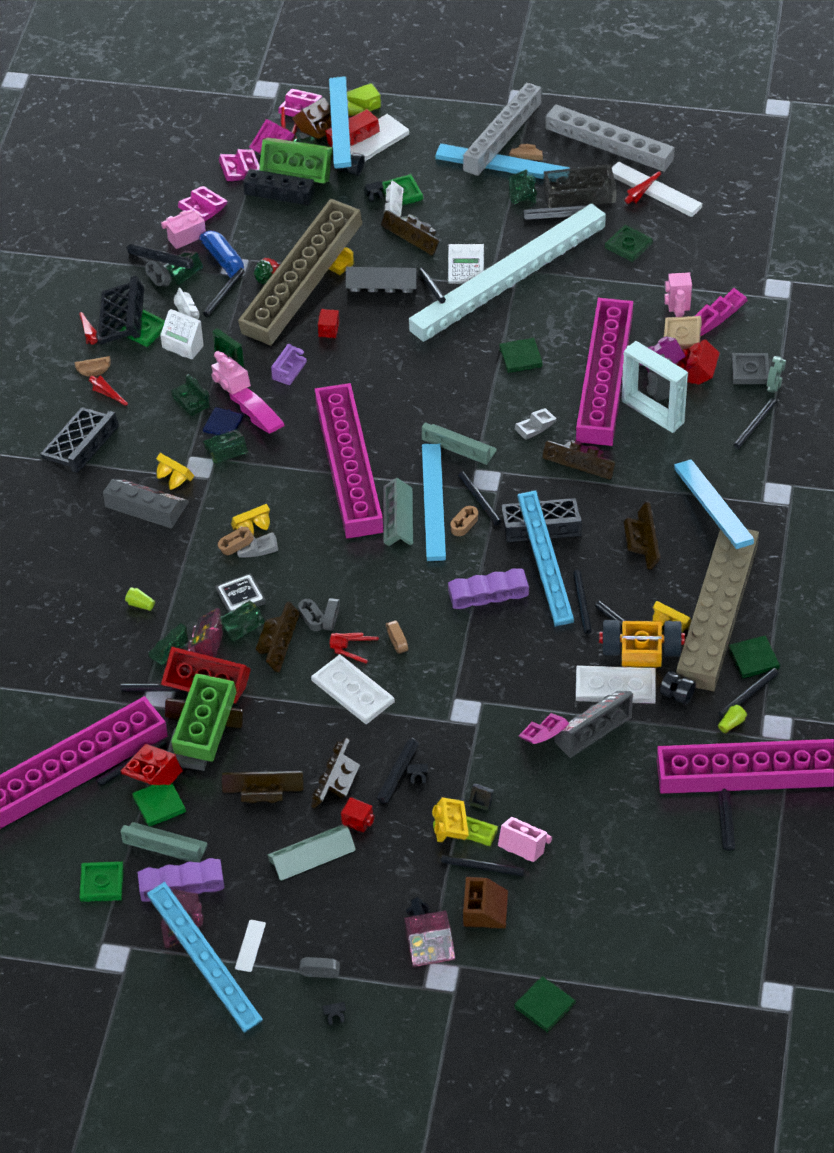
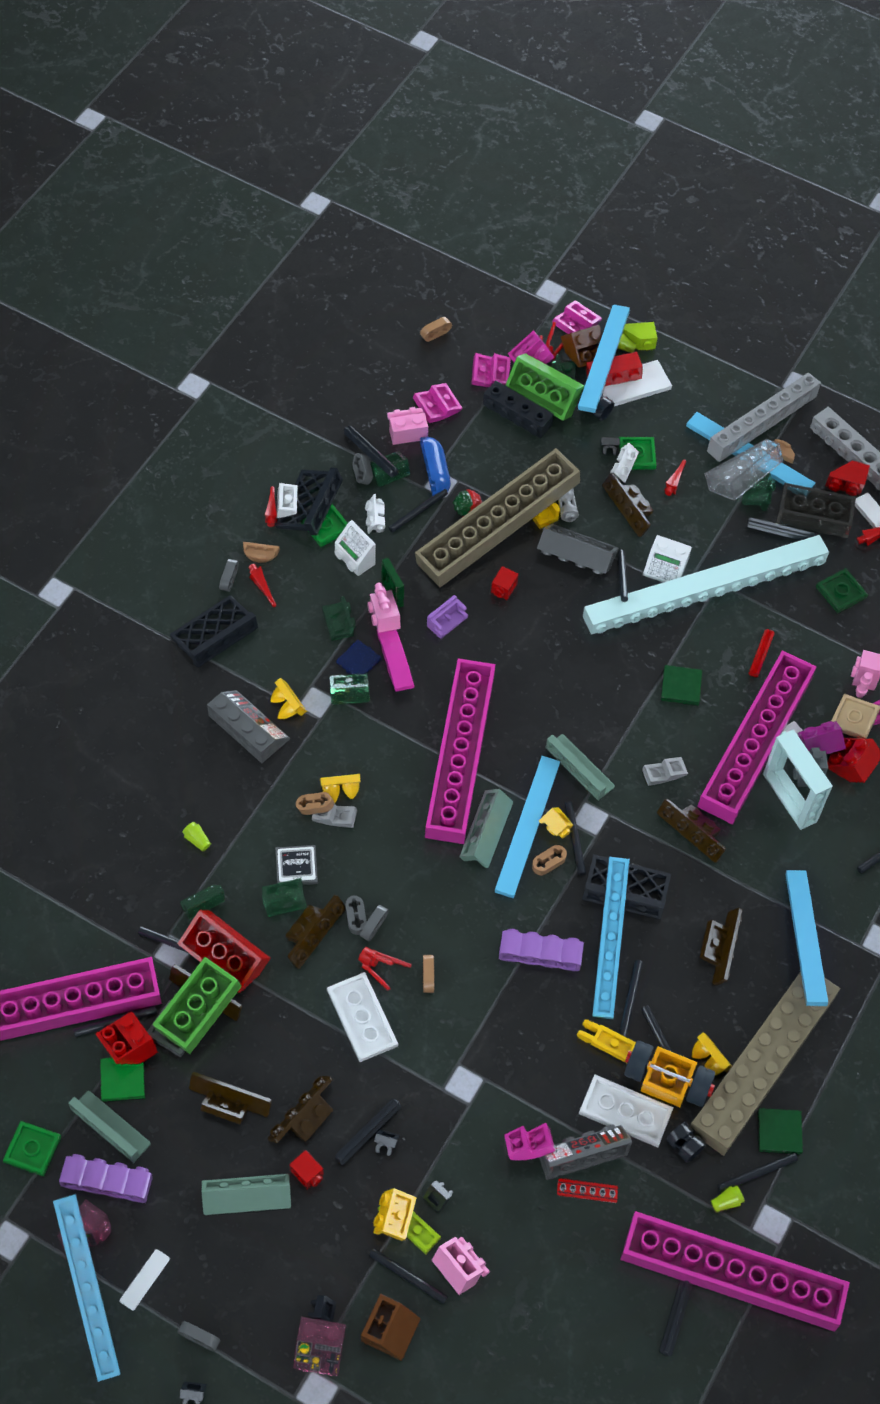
camera: 15 degrees right, 10 degrees up
(73, 387) = (229, 575): none -> dark grey beam
(99, 318) = (286, 500): none -> white slope
(174, 146) = (436, 329): none -> medium nougat beam
(207, 634) = (242, 906): clear pink slope -> none
(360, 251) = (568, 511): none -> light grey piece
(444, 202) = (672, 482): none -> red piece
(458, 488) = (557, 822): none -> yellow brick
(503, 173) = (744, 470): none -> clear wedge
(575, 637) = (607, 1040): none -> yellow hinge
(580, 310) = (761, 653): none -> red axle
(598, 151) = (849, 478): none -> red slope
(608, 754) = (587, 1190): none -> red sticker

